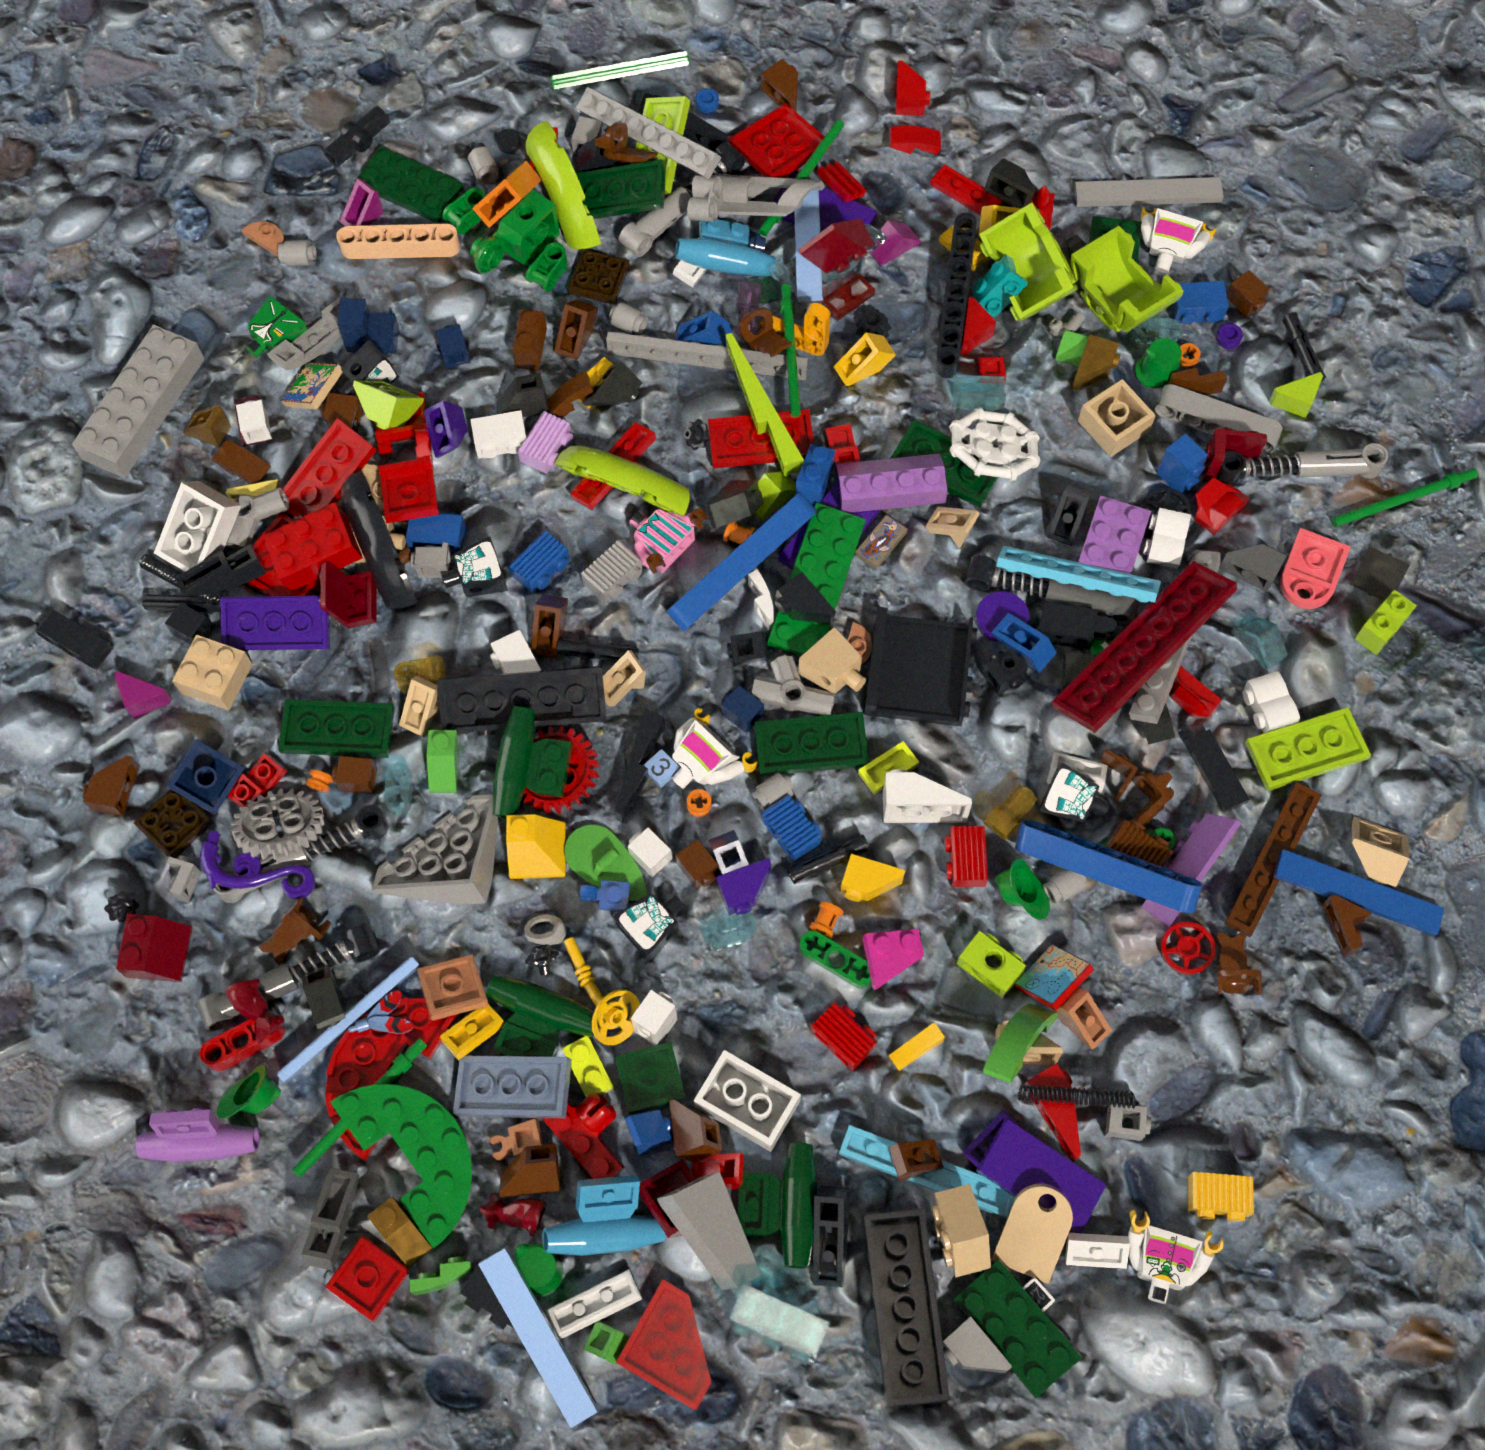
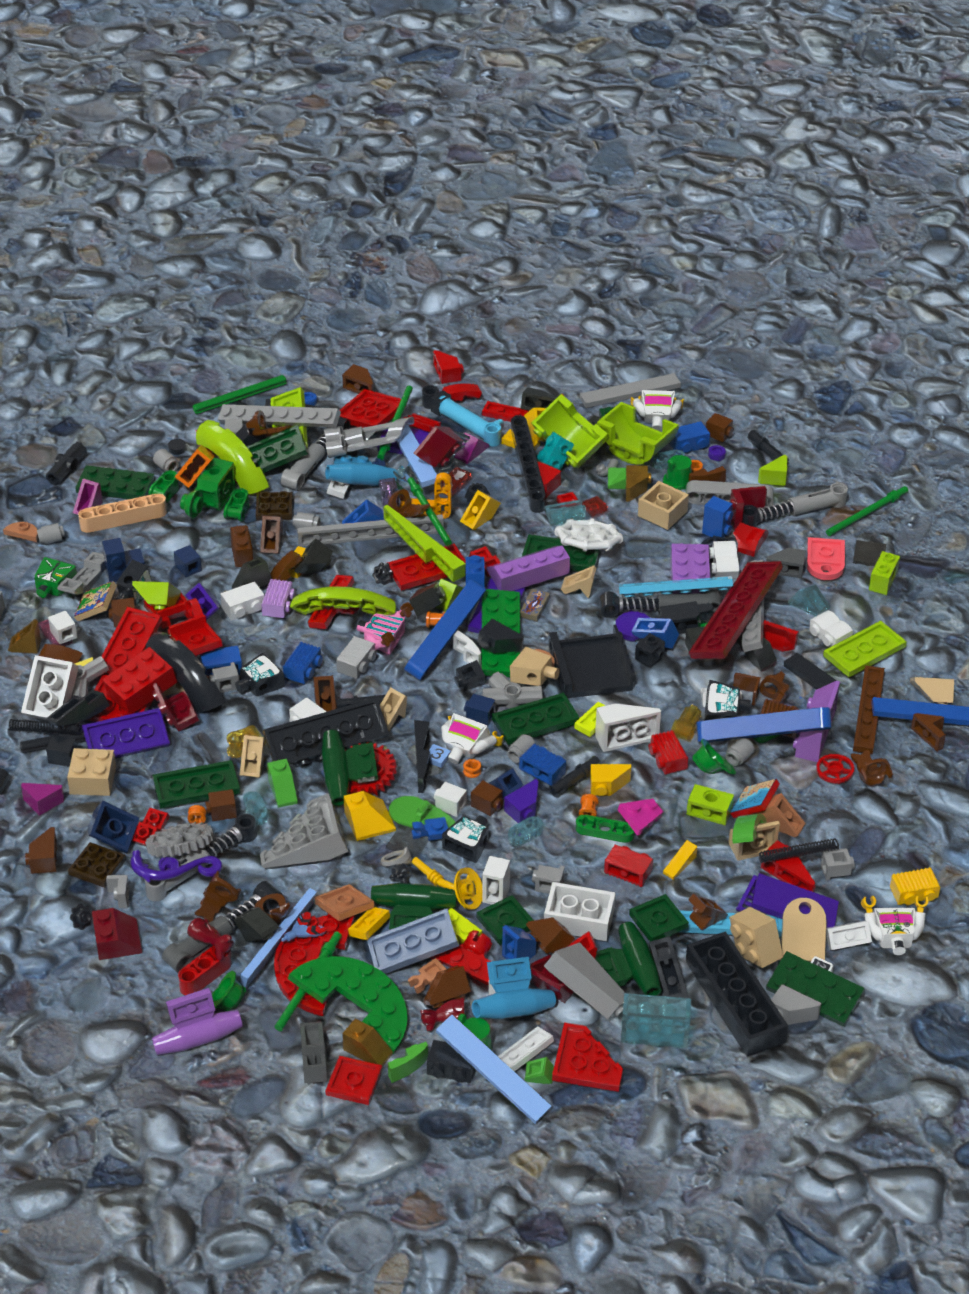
camera: 20 degrees left, 25 degrees down
(350, 989) = (276, 914): none -> reddish brown hair
(729, 1027) = (545, 876): none -> light grey brick
(846, 1150) = (658, 918): none -> dark green plate
(880, 157) = (441, 403): none -> medium azure piece
(1023, 390) = (595, 506): none -> clear red plate
(1069, 514) = (654, 562): black slope -> none

